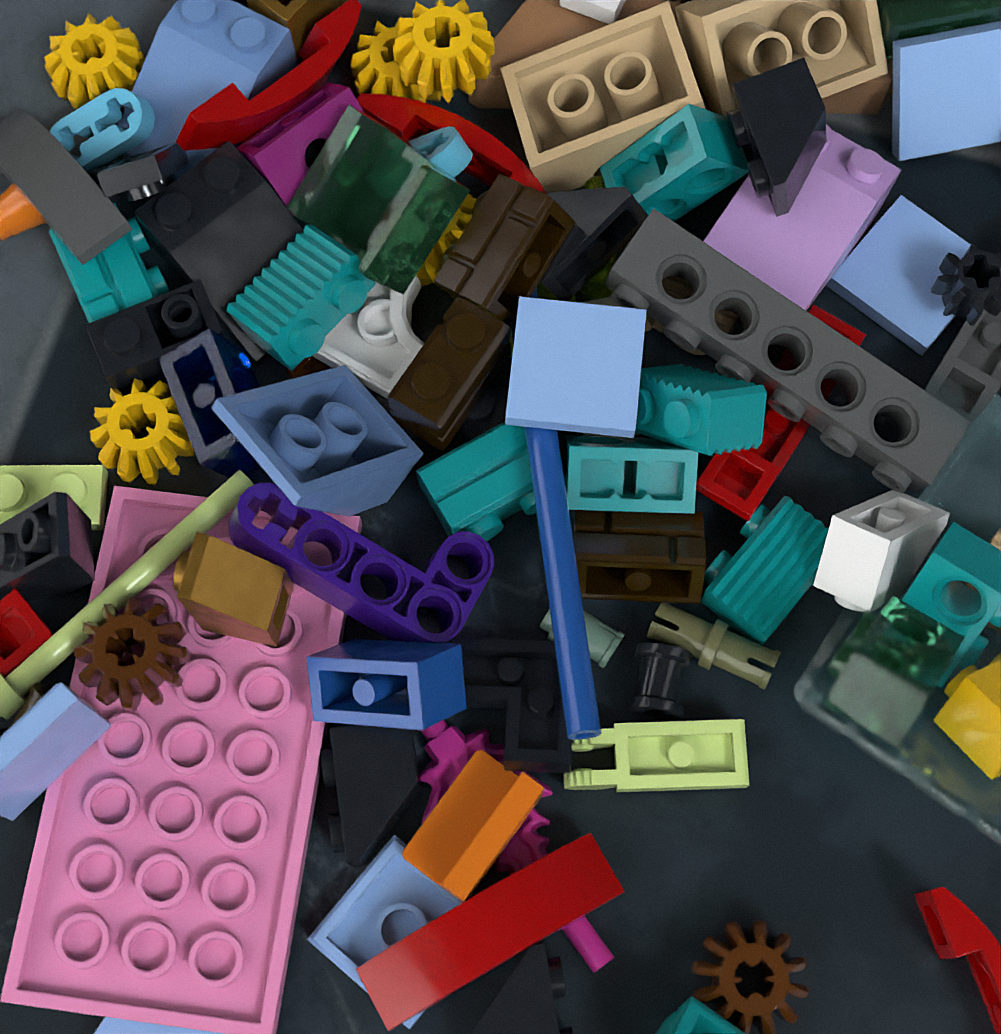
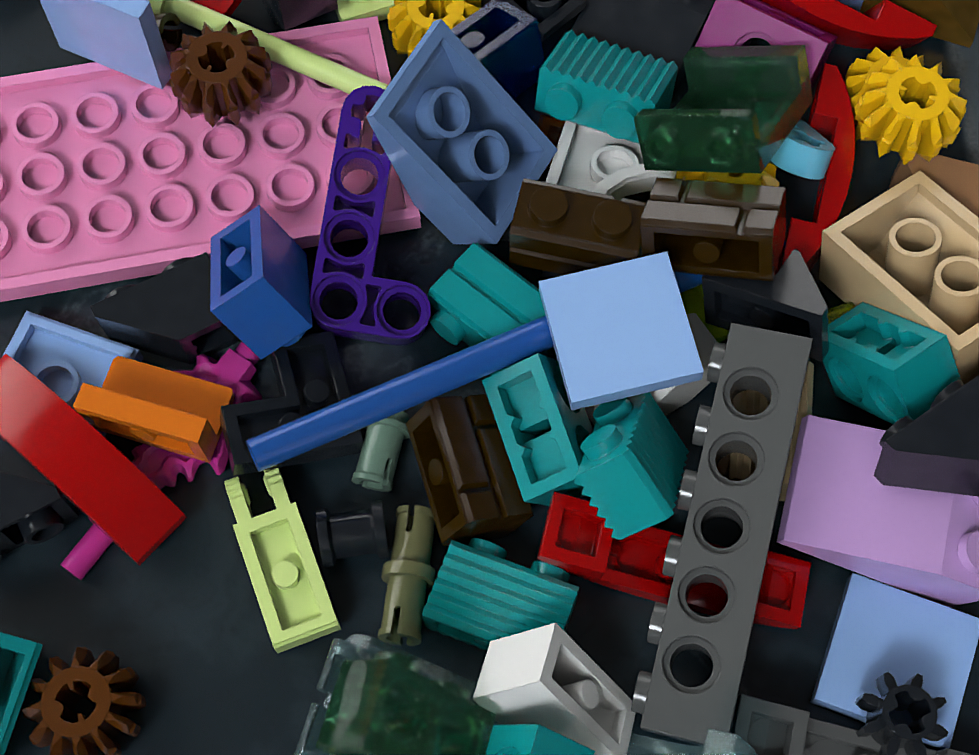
camera: 70 degrees right, 5 degrees down
(233, 590) = (294, 120): pearl gold slope -> none

